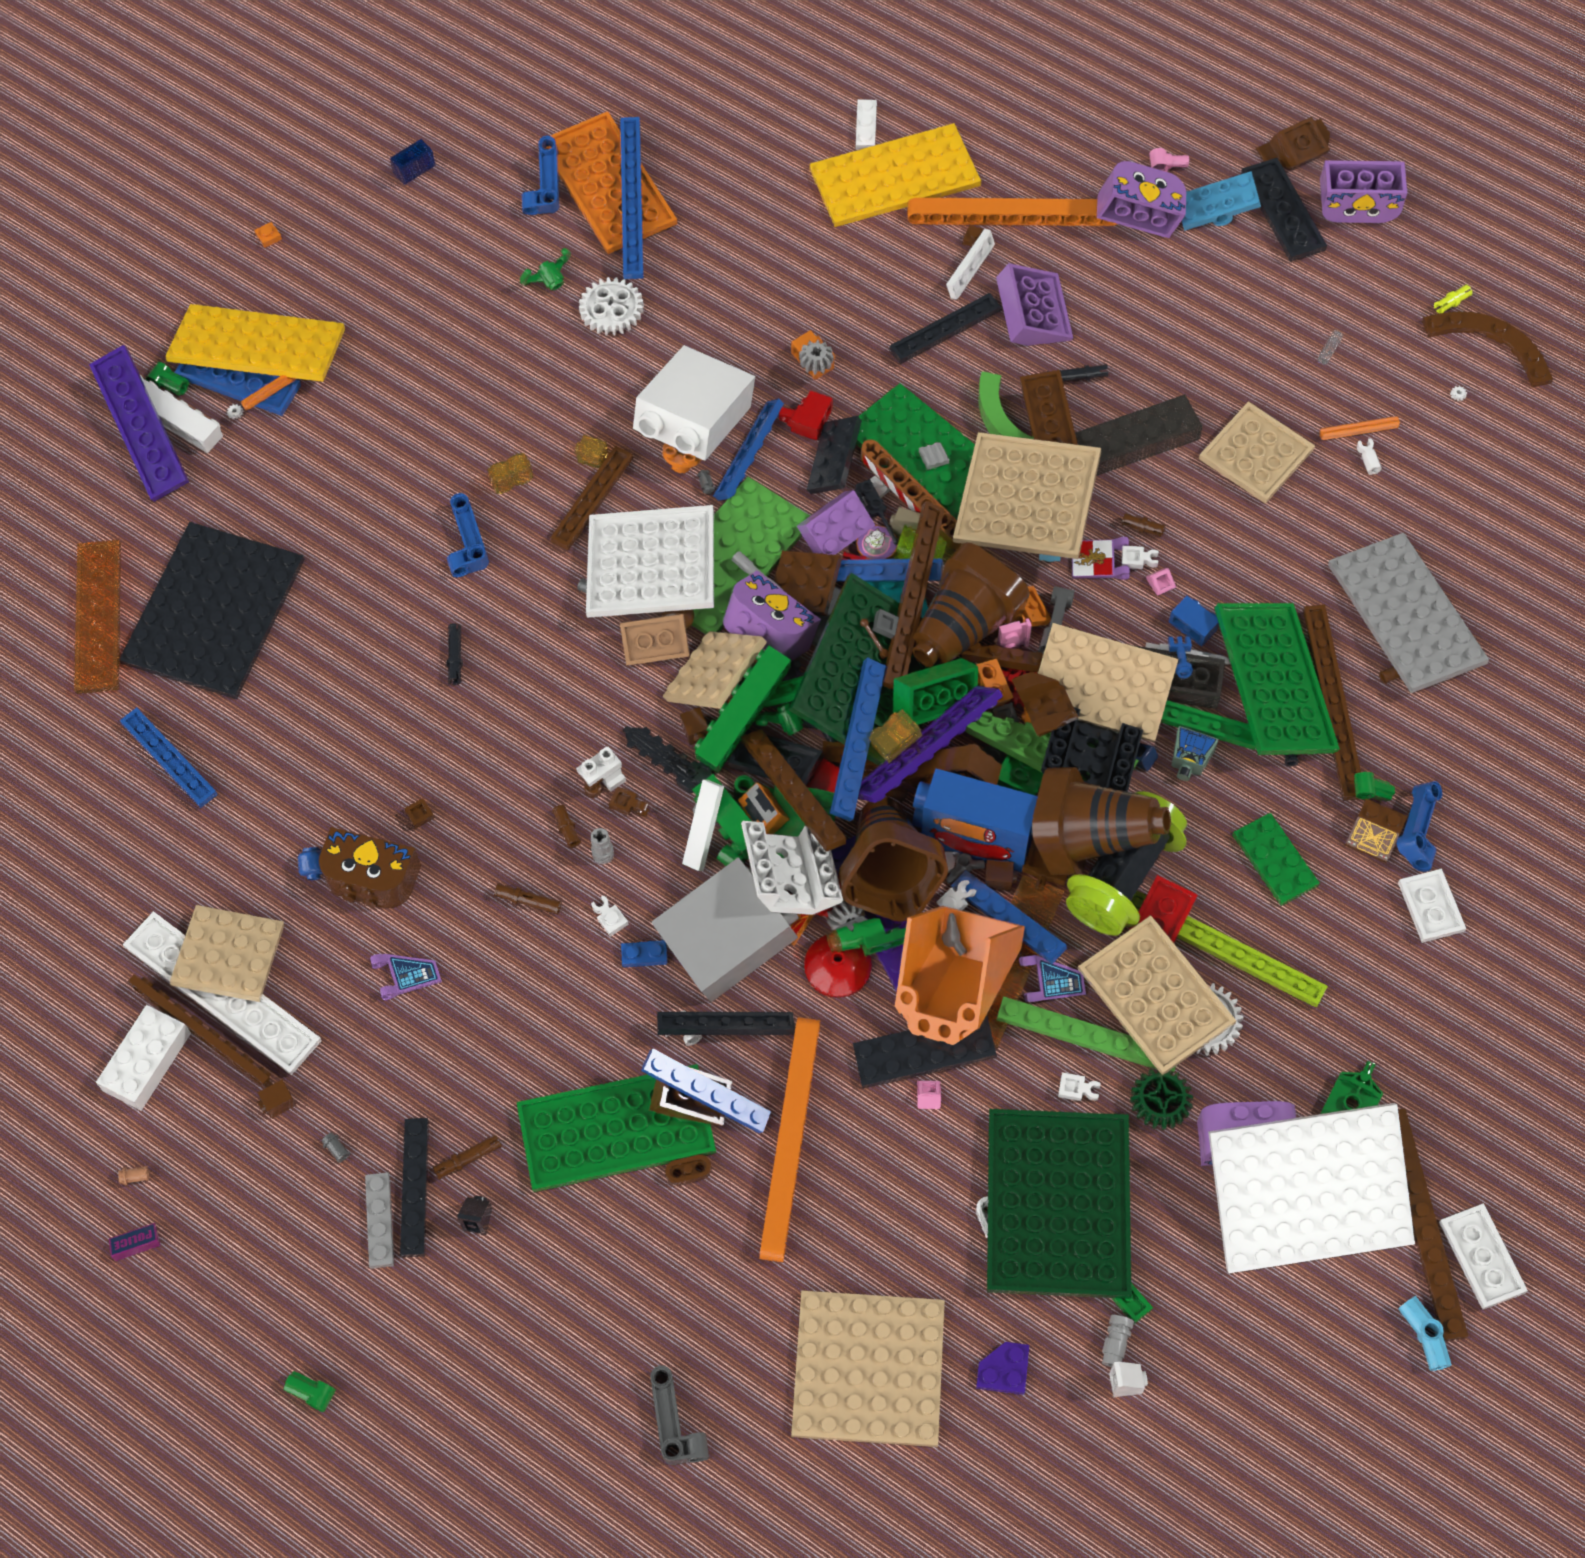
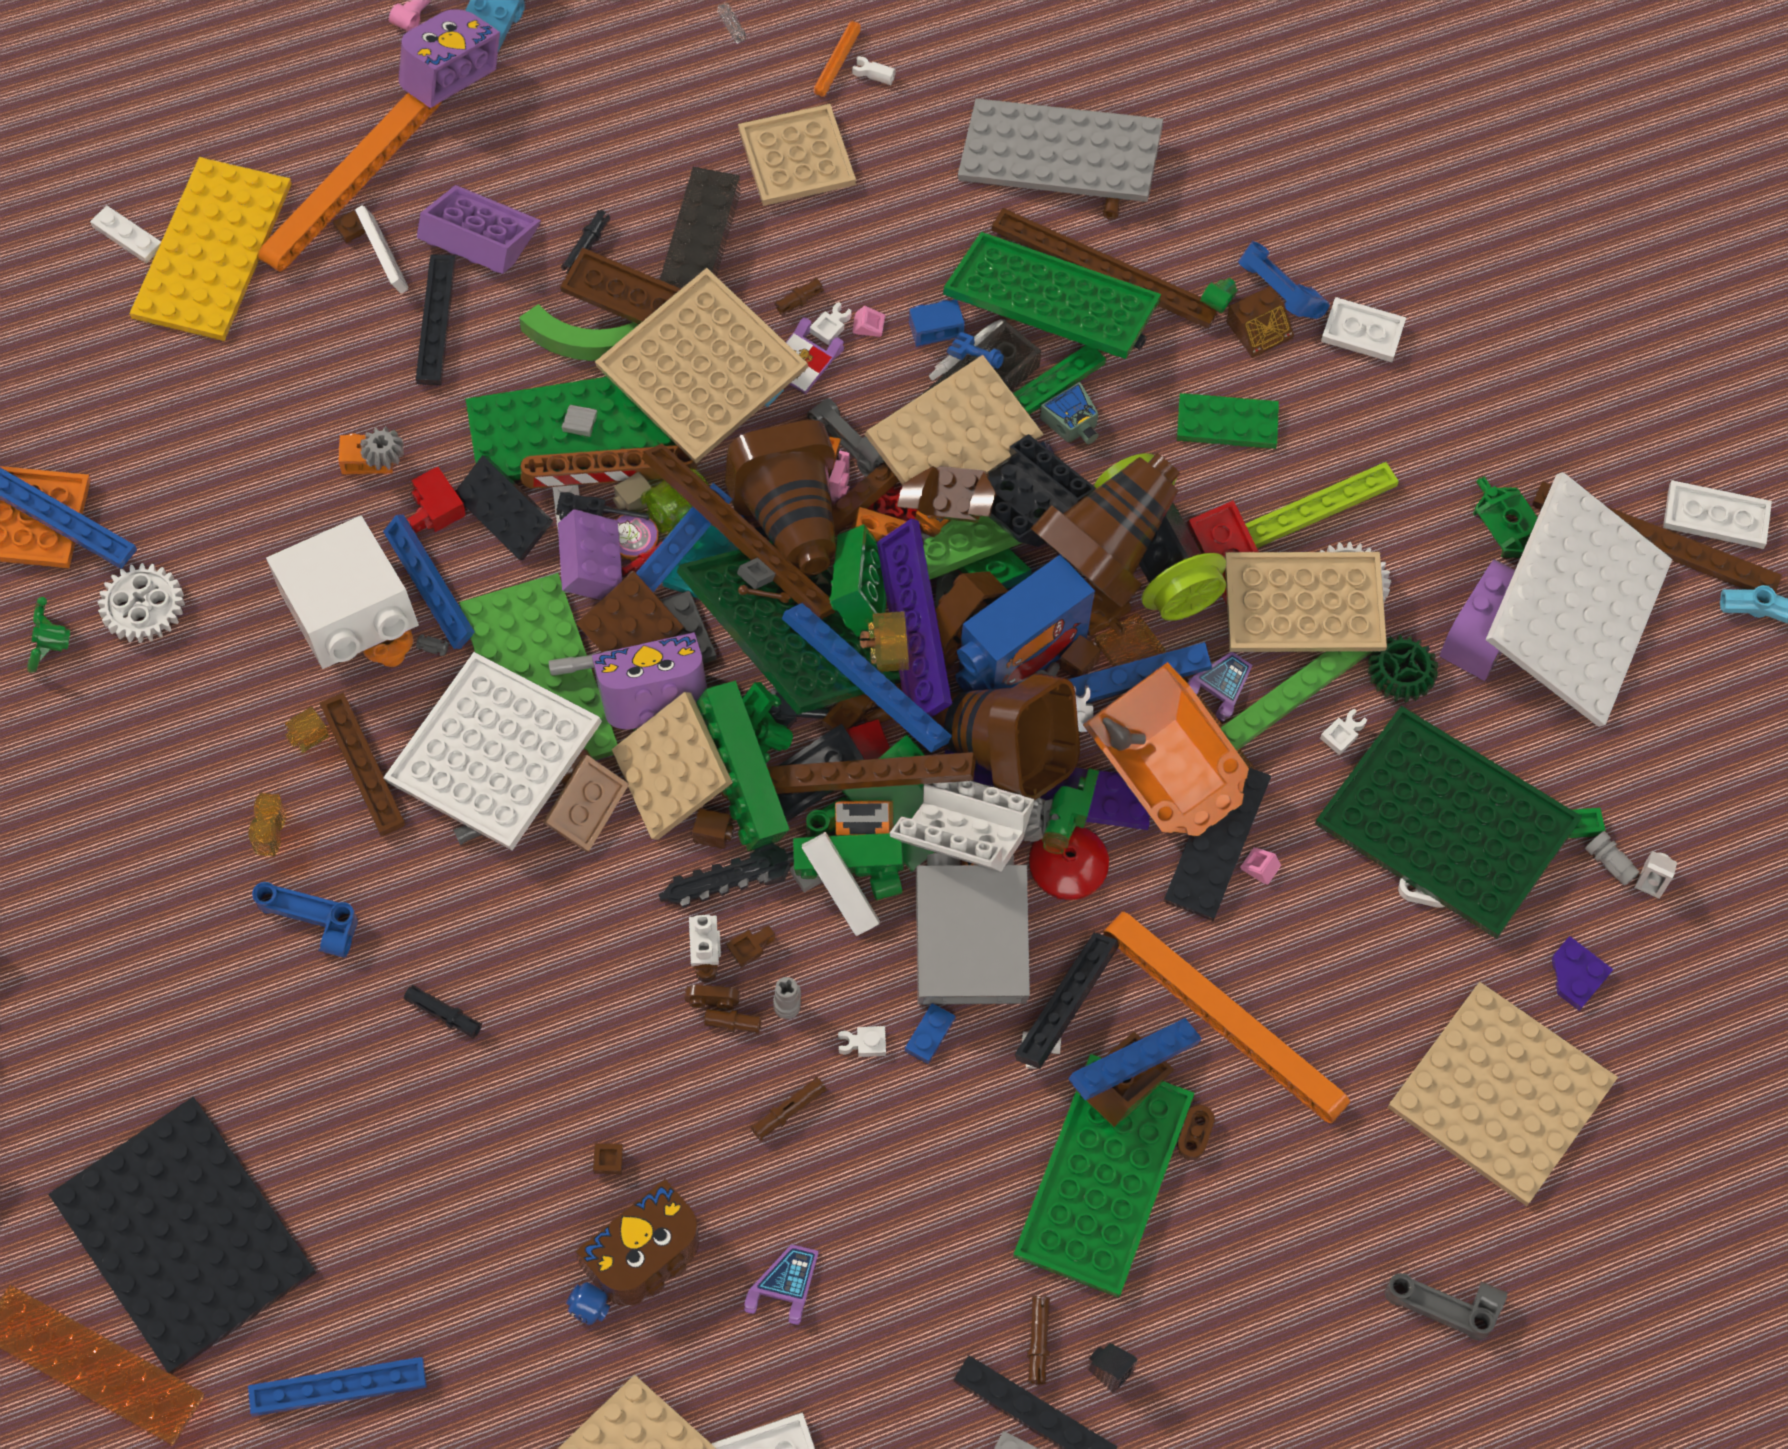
camera: 60 degrees left, 0 degrees up
(577, 808) = (702, 995): none -> reddish brown plate

